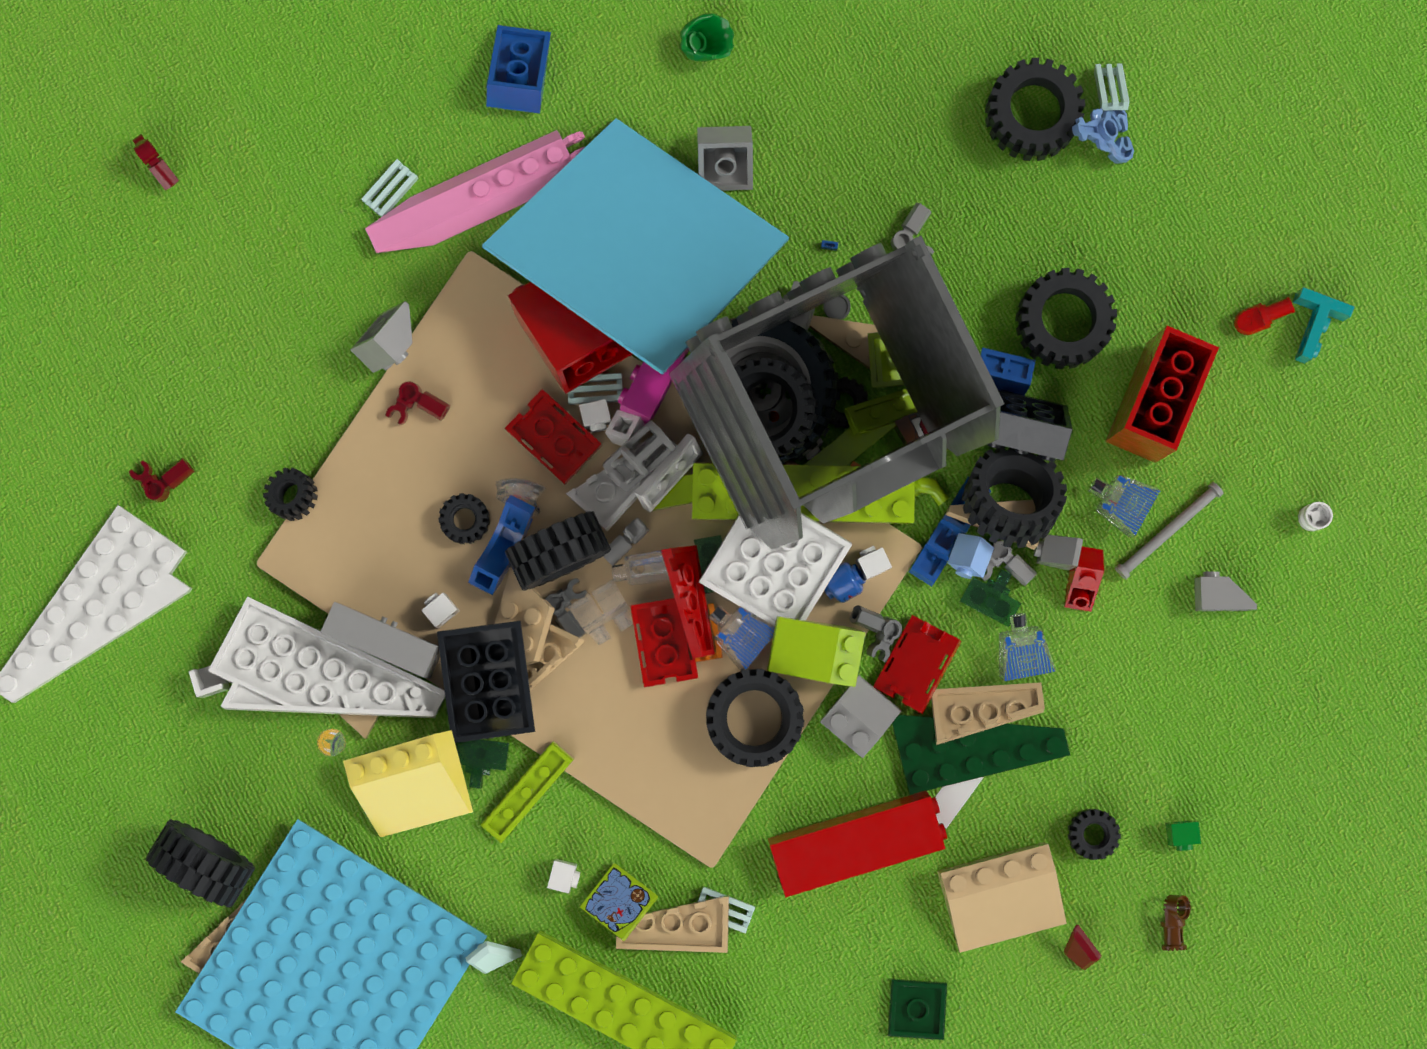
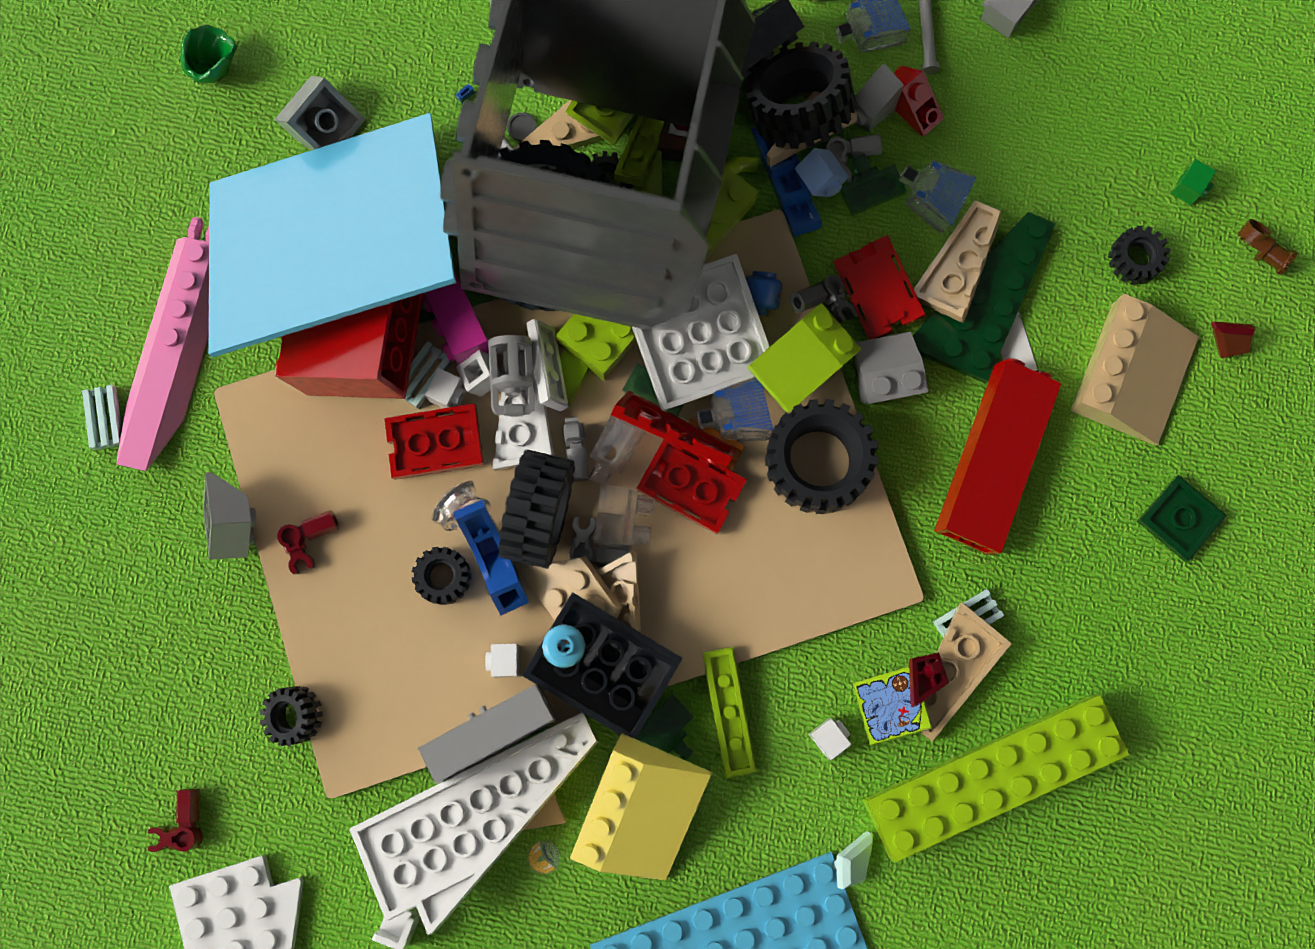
camera: 45 degrees left, 5 degrees down
(481, 636) = (576, 645): none -> medium azure head
(518, 69) = (98, 229): blue slope -> none
(654, 910) = (926, 677): none -> dark red piece
(873, 562) = (764, 254): white plate -> none

